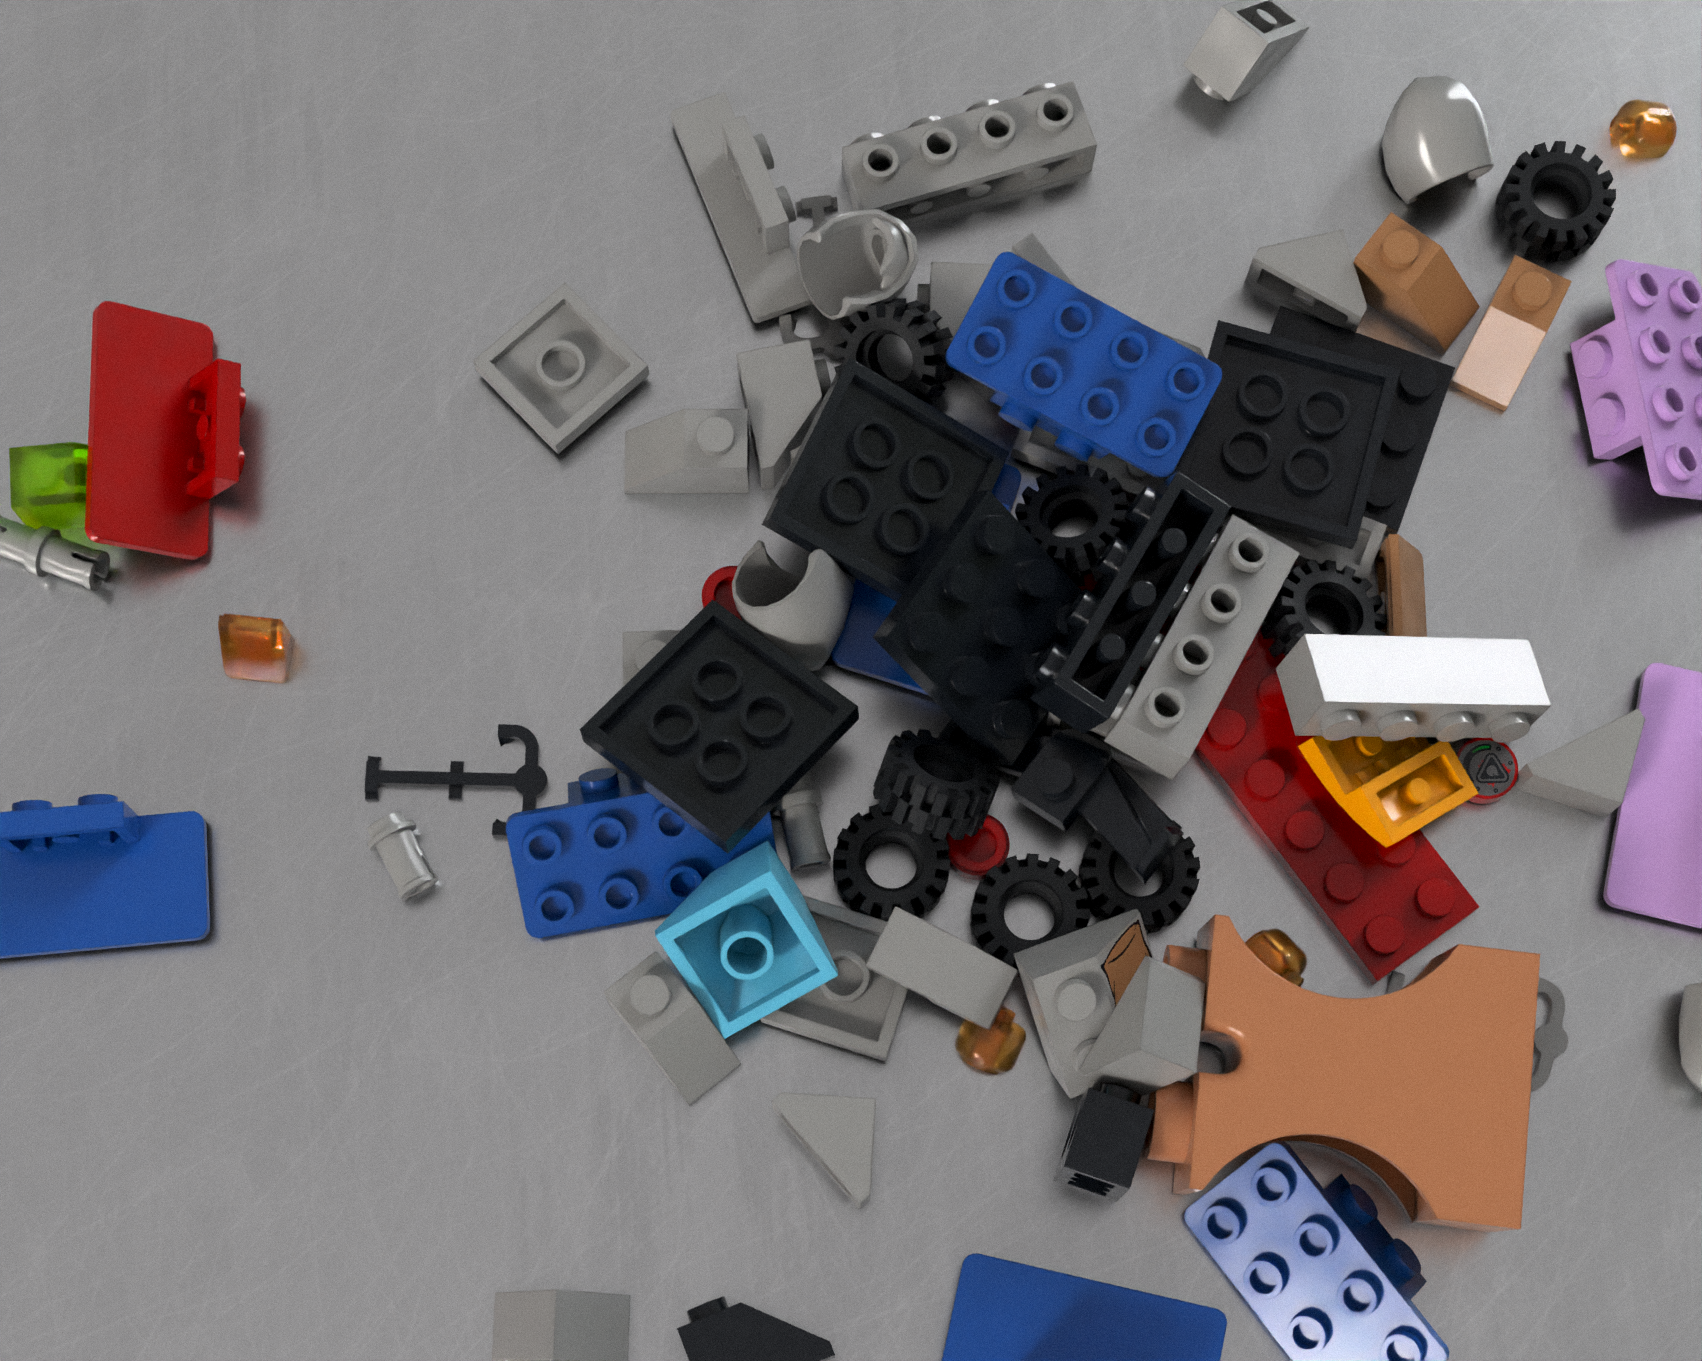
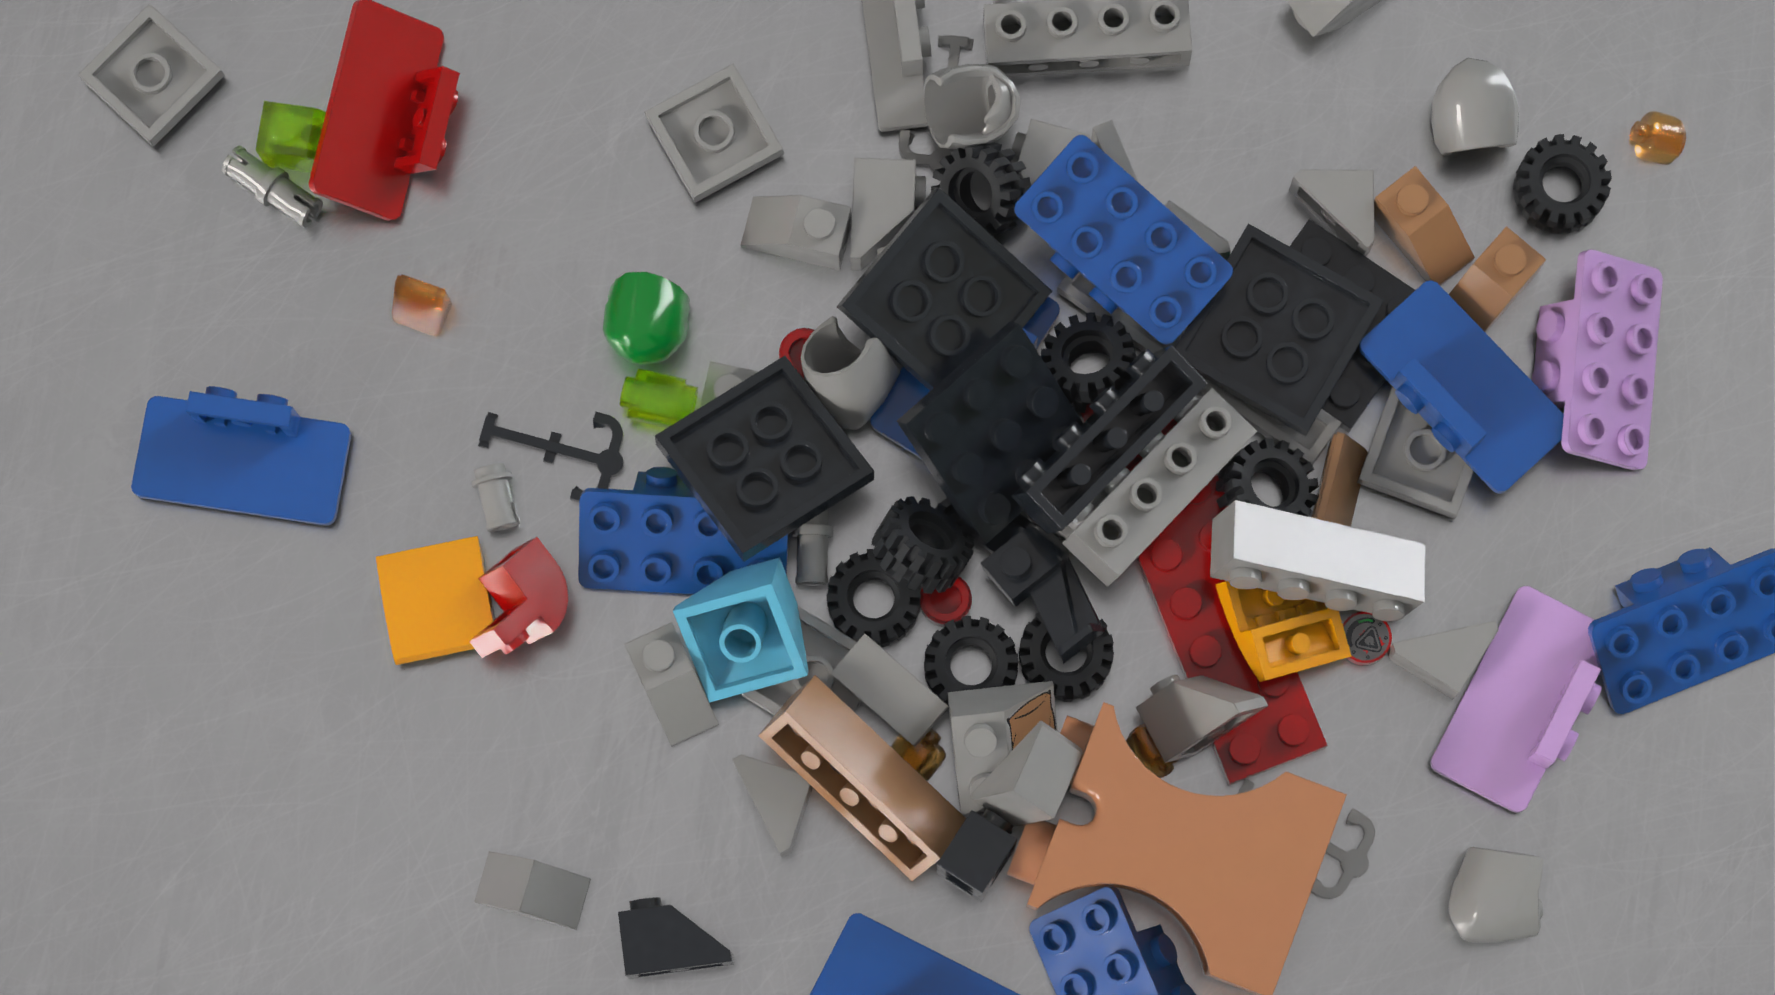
camera: 20 degrees right, 5 degrees up
(357, 998) = (434, 599): none -> light orange slope
(472, 961) = (530, 593): none -> red brick
(533, 595) = (645, 317): none -> green piece
(570, 688) = (657, 398): none -> clear neon green brick
(940, 1084) = (863, 775): none -> medium nougat brick
(1316, 905) = (1194, 713): none -> light grey slope
(1490, 536) = (1412, 463): none -> light grey plate
(1519, 449) = (1463, 386): none -> blue bracket

